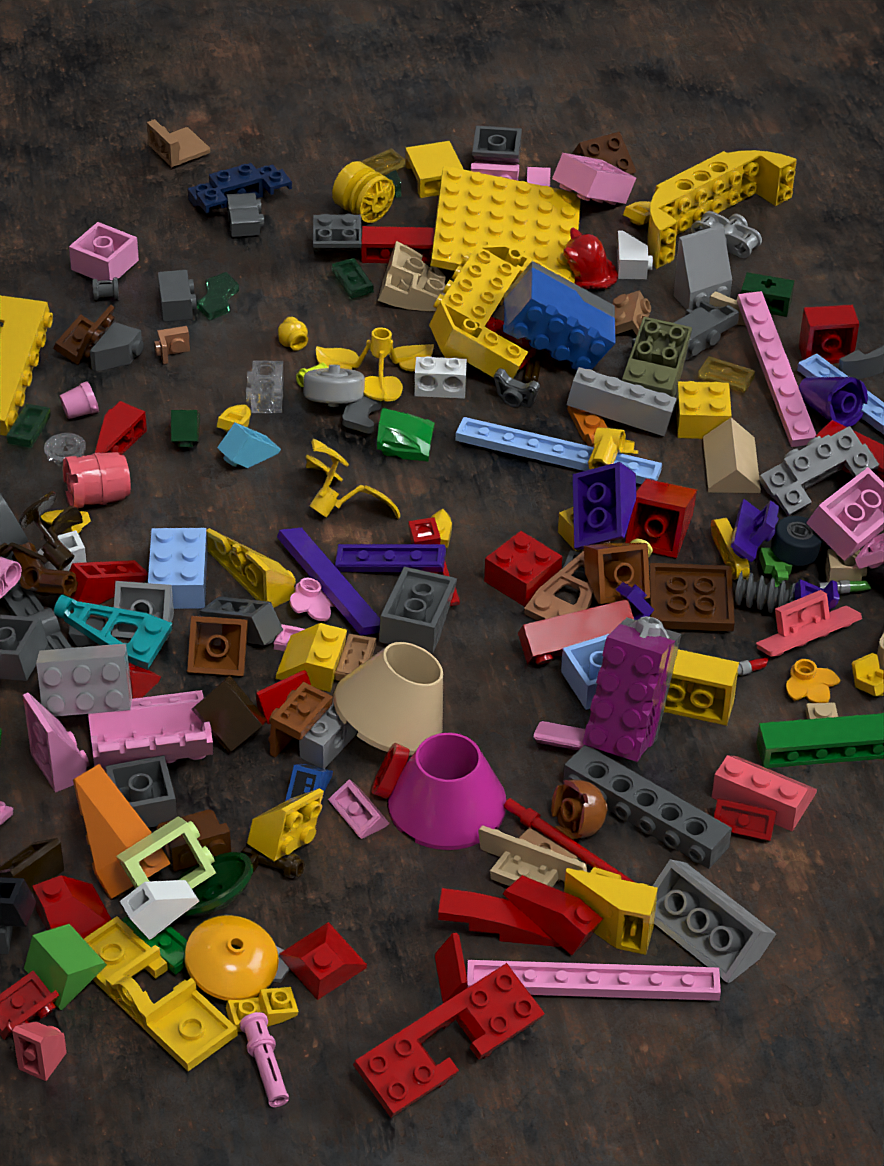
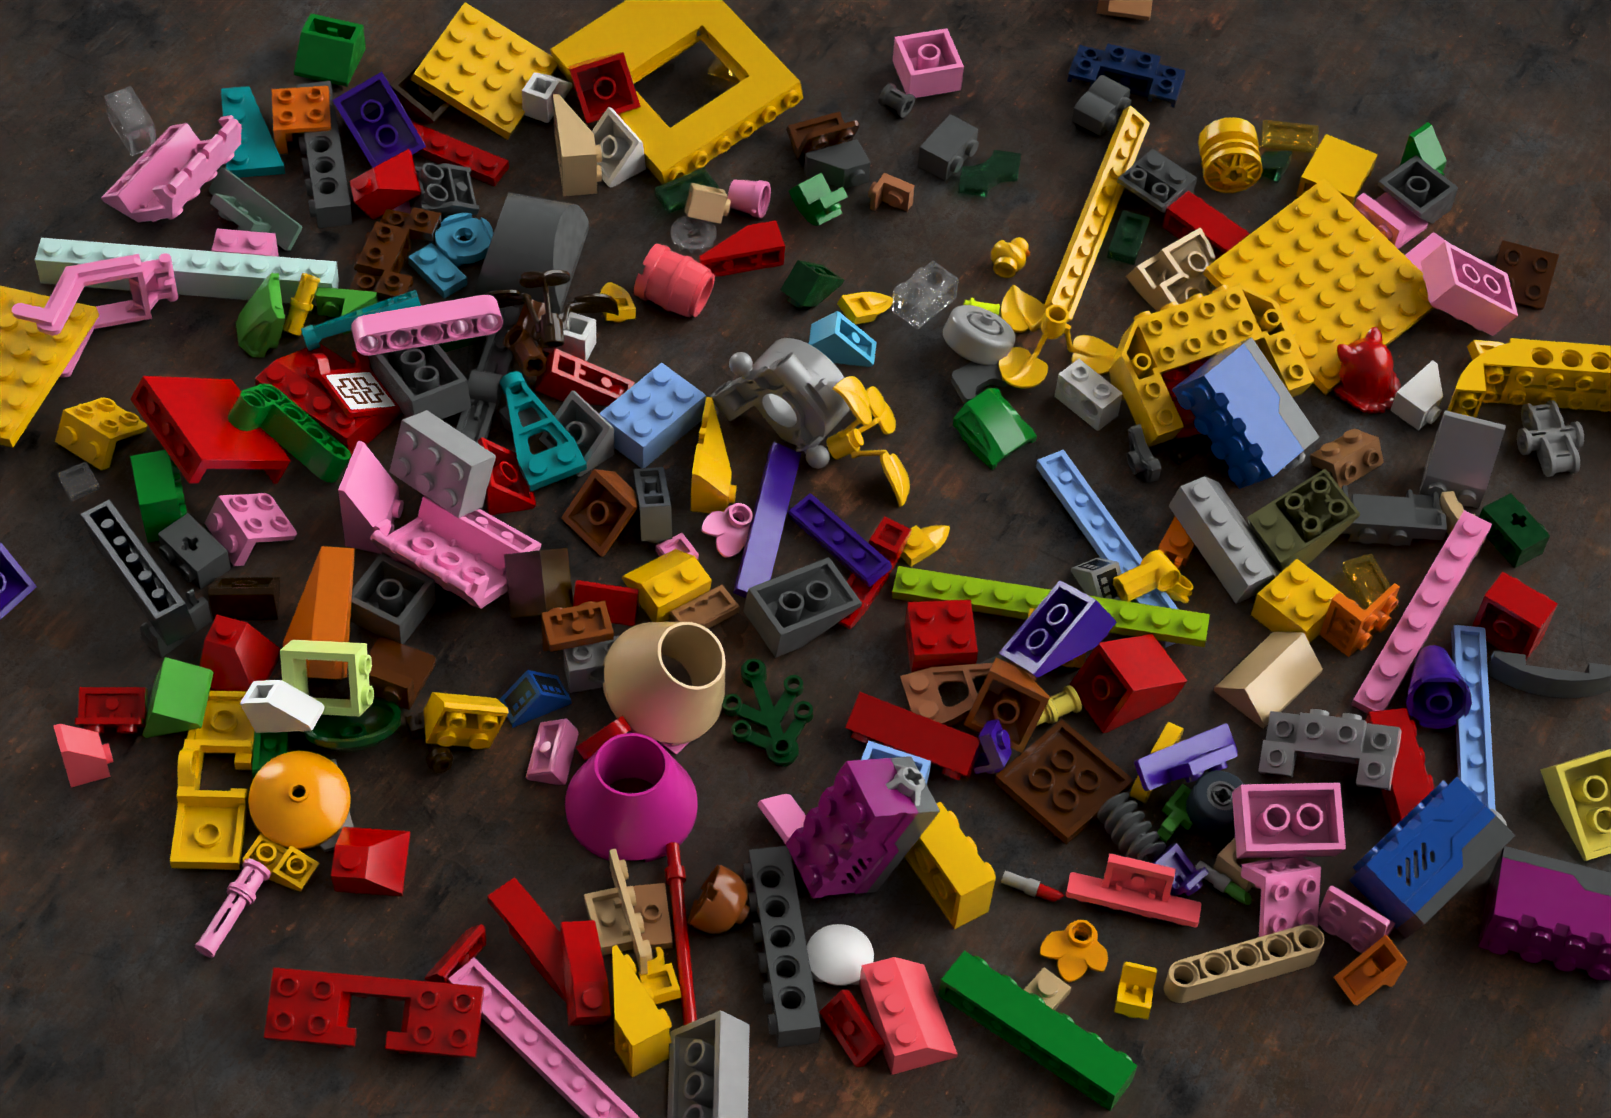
camera: 40 degrees right, 10 degrees up
(57, 421) = (707, 203): none -> tan brick
(127, 377) = (816, 200): none -> green brick
(264, 465) = (792, 392): none -> light grey piece
(317, 276) = (1097, 212): none -> yellow plate
(473, 117) = (1426, 146): none -> slope
(475, 687) = (769, 716): none -> dark green plant
(546, 515) = (1016, 600): none -> lime plate
(562, 472) = (1097, 577): none -> light grey slope
(686, 783) = (838, 954): none -> white dish
(747, 394) = (1351, 627): none -> orange bracket

